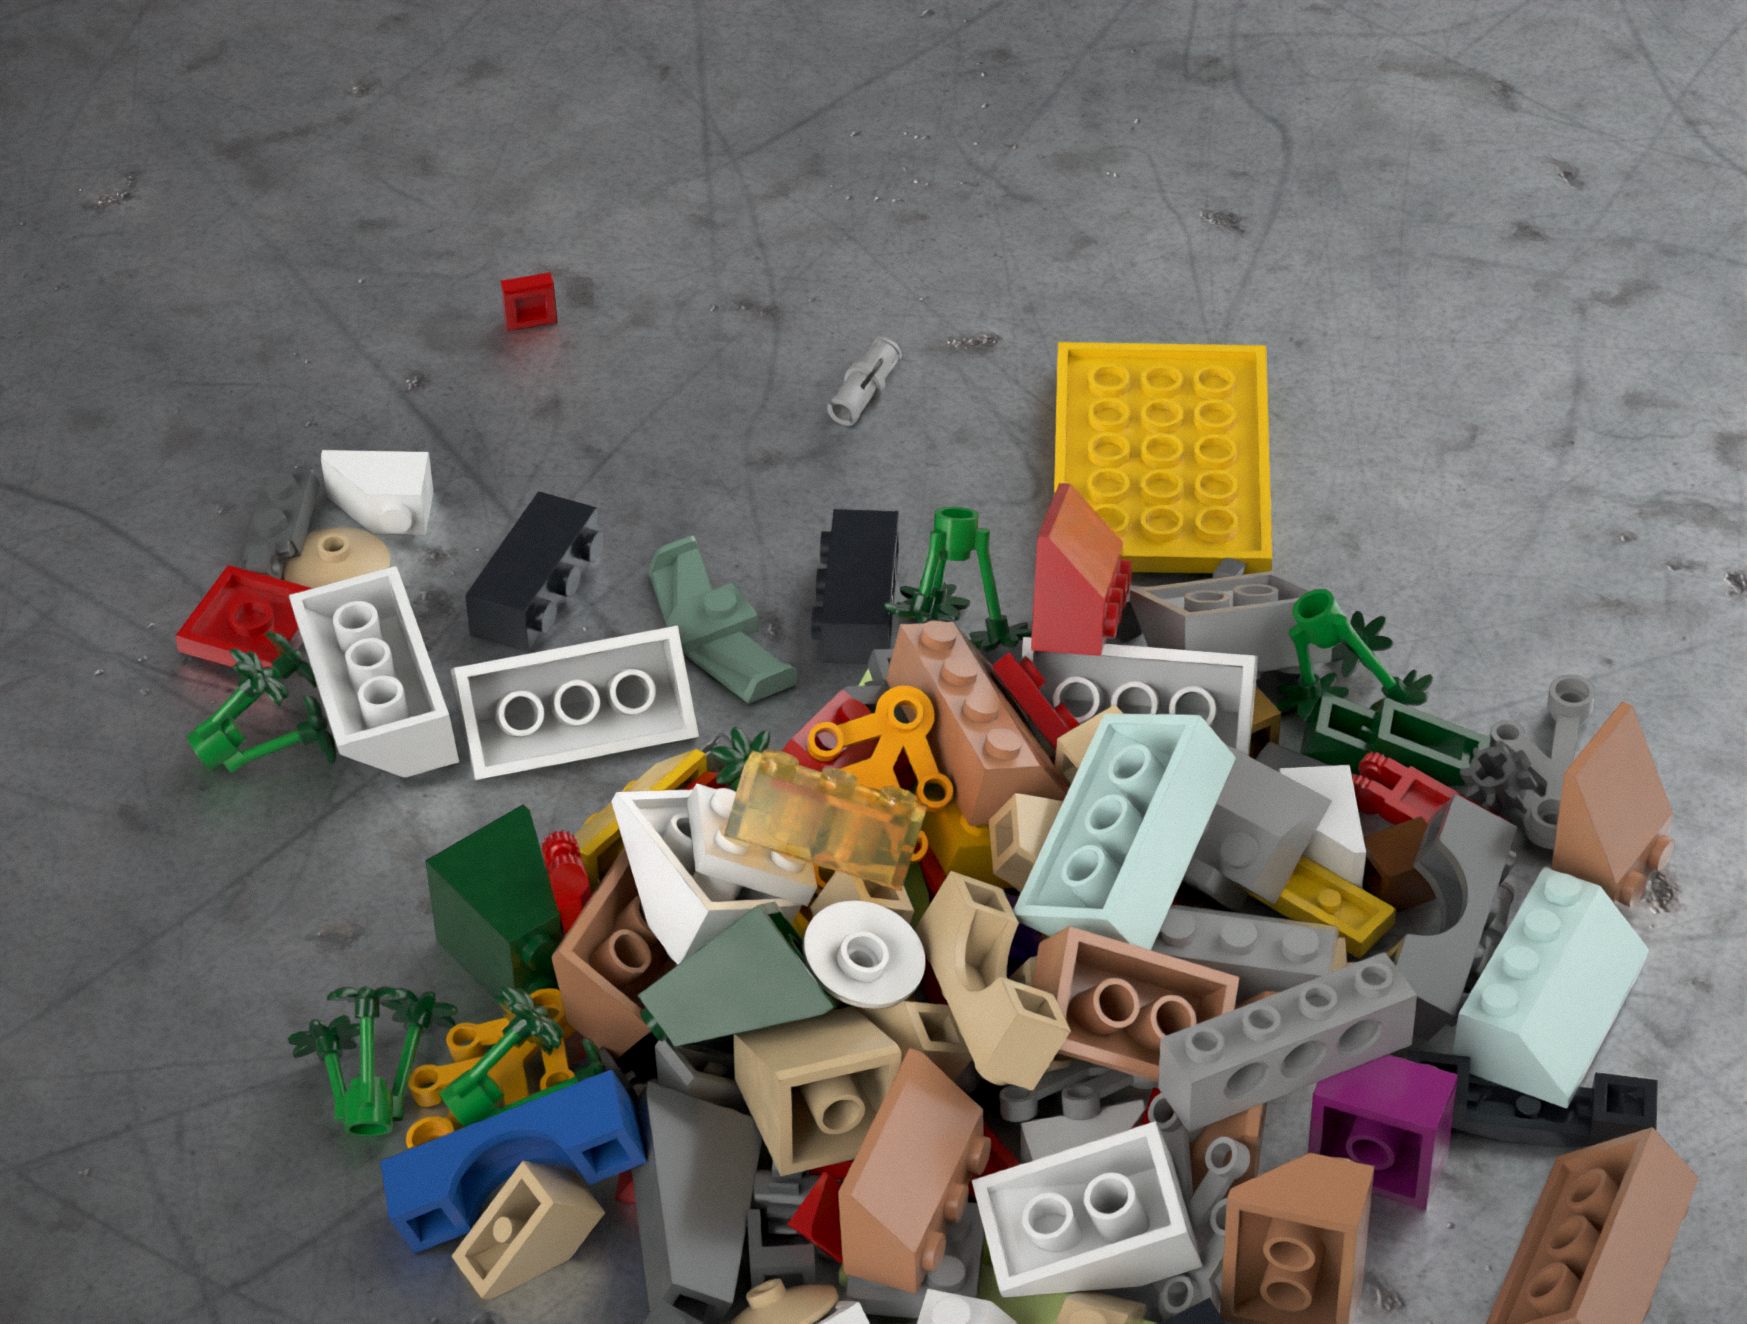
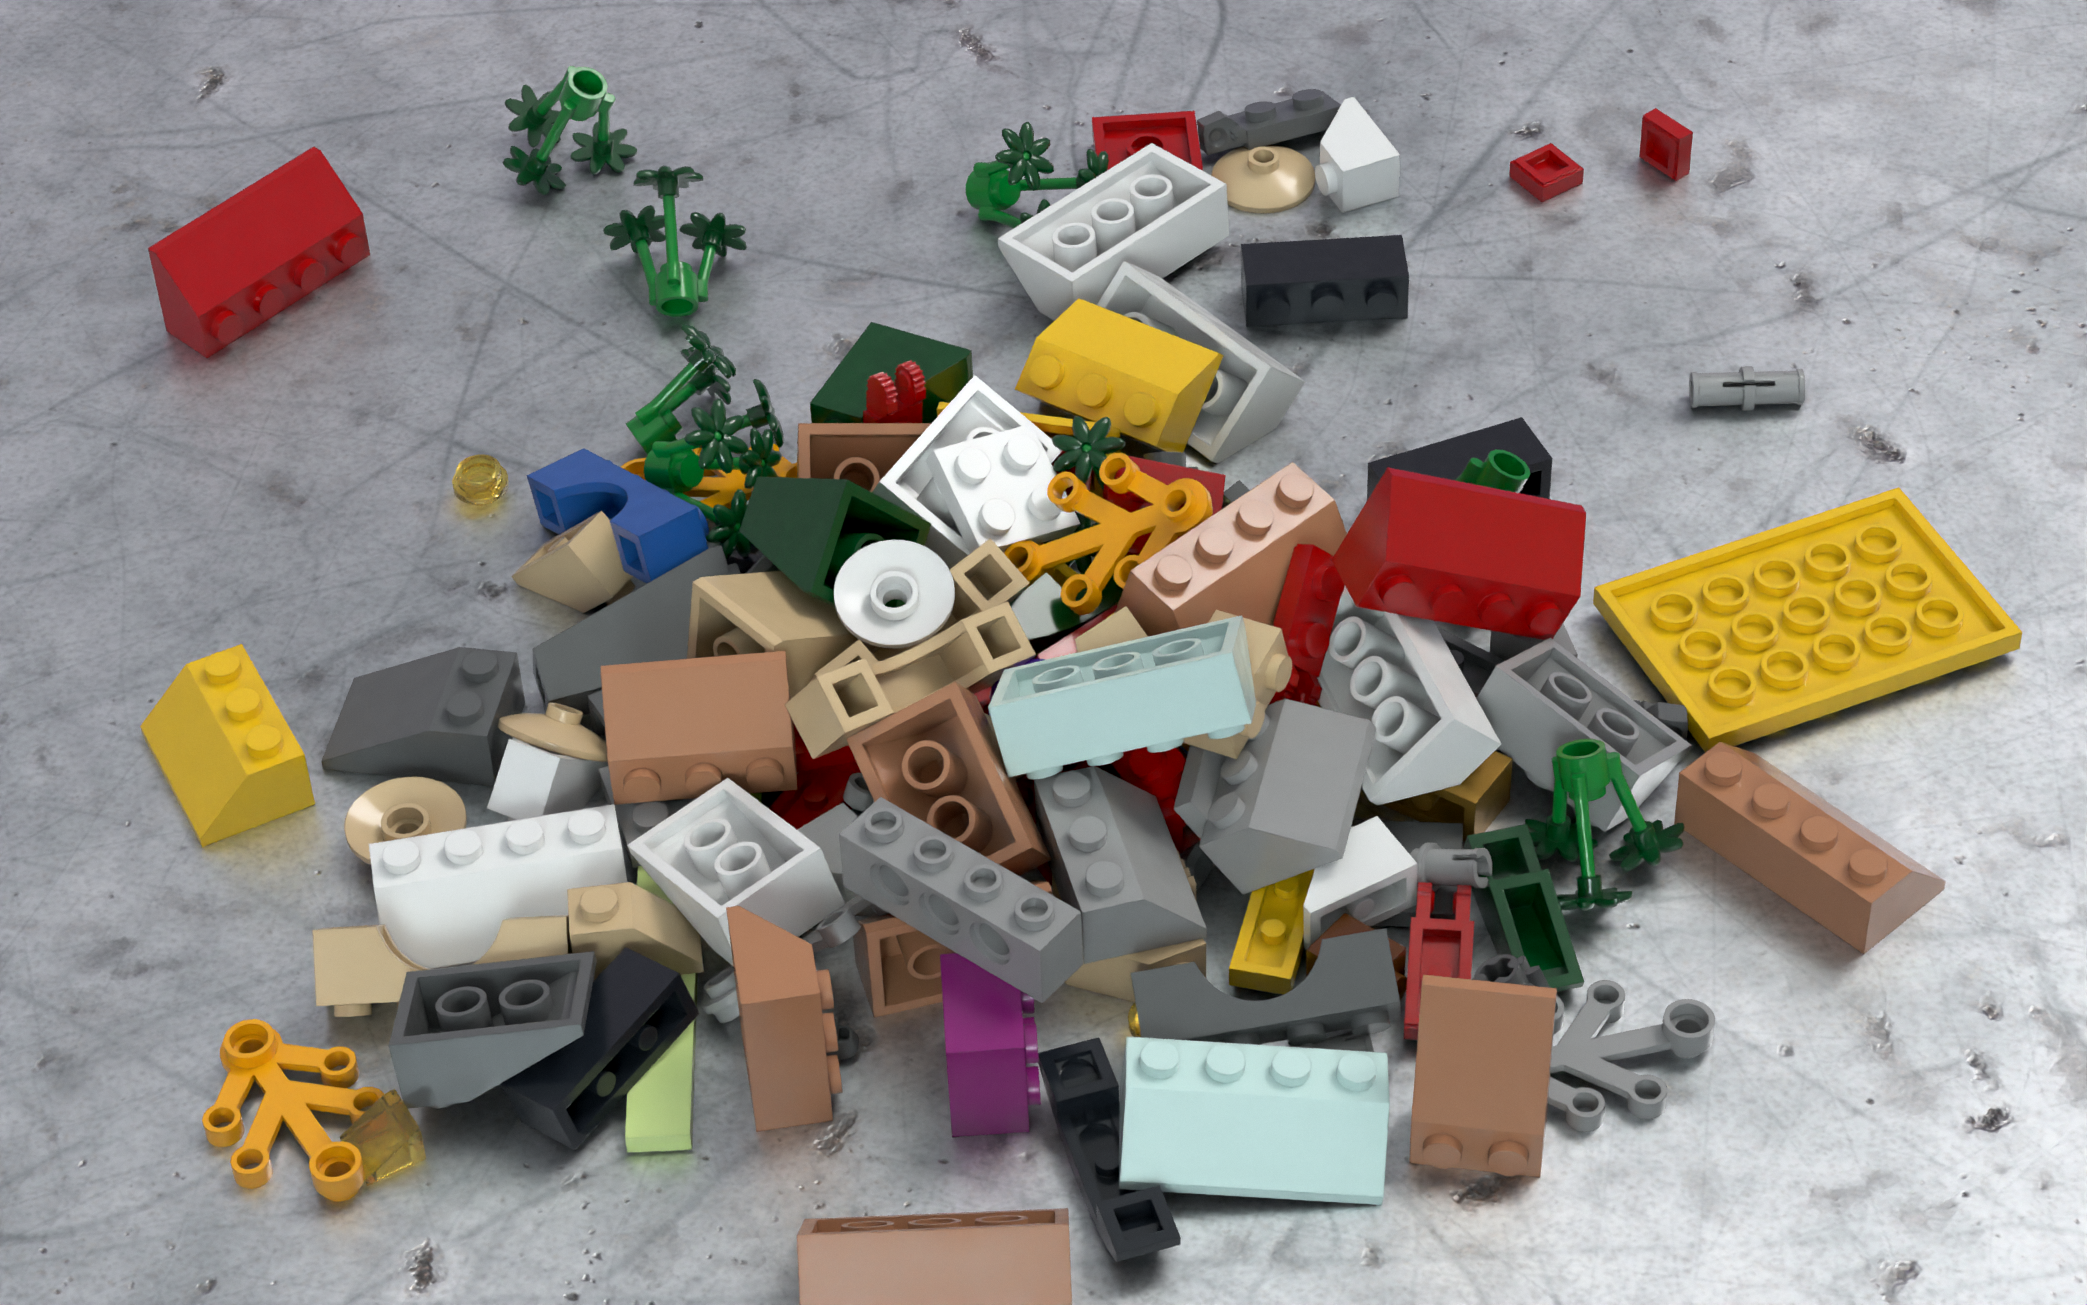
camera: 65 degrees right, 0 degrees up
(163, 1018) = (676, 287): none -> plant
(325, 1263) = (480, 480): none -> clear yellow plate
(488, 388) = (1546, 172): none -> red tile
(582, 735) = (1121, 370): none -> yellow slope
(715, 624) = (1359, 410): sand green plate -> none
(826, 818) = (1001, 501): clear yellow slope -> none
(1346, 748) = (1452, 866): none -> light grey pin
(1421, 558) = (1801, 846): none -> nougat slope

